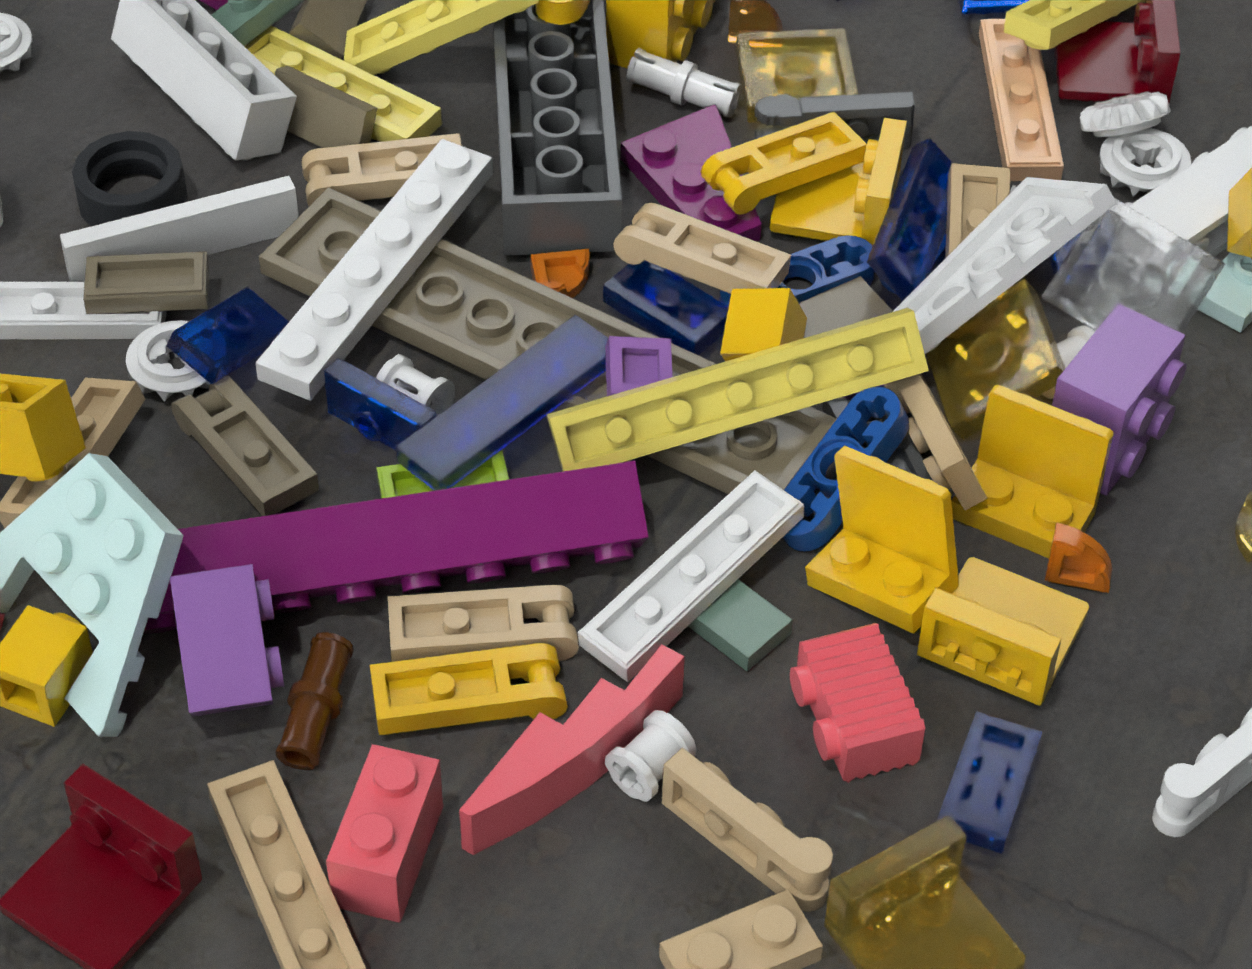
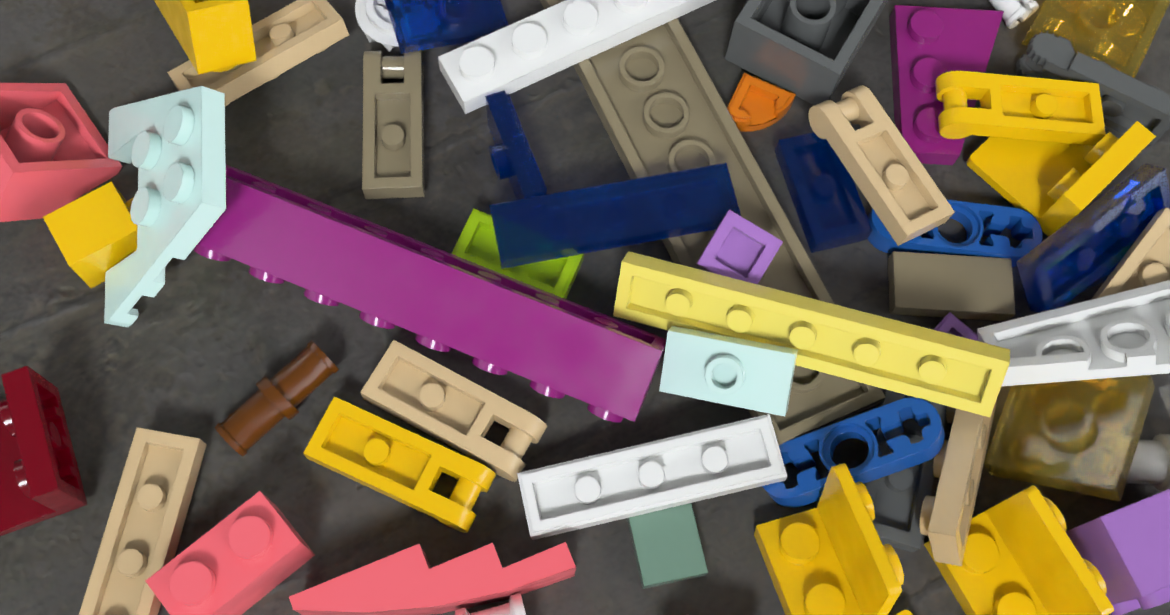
camera: 30 degrees right, 20 degrees up
(224, 641) = (228, 308): medium lavender brick -> none
(437, 390) = (556, 151): white bush -> none
(697, 458) = (728, 370): none -> light aqua plate
(761, 321) = (877, 273): yellow brick -> none

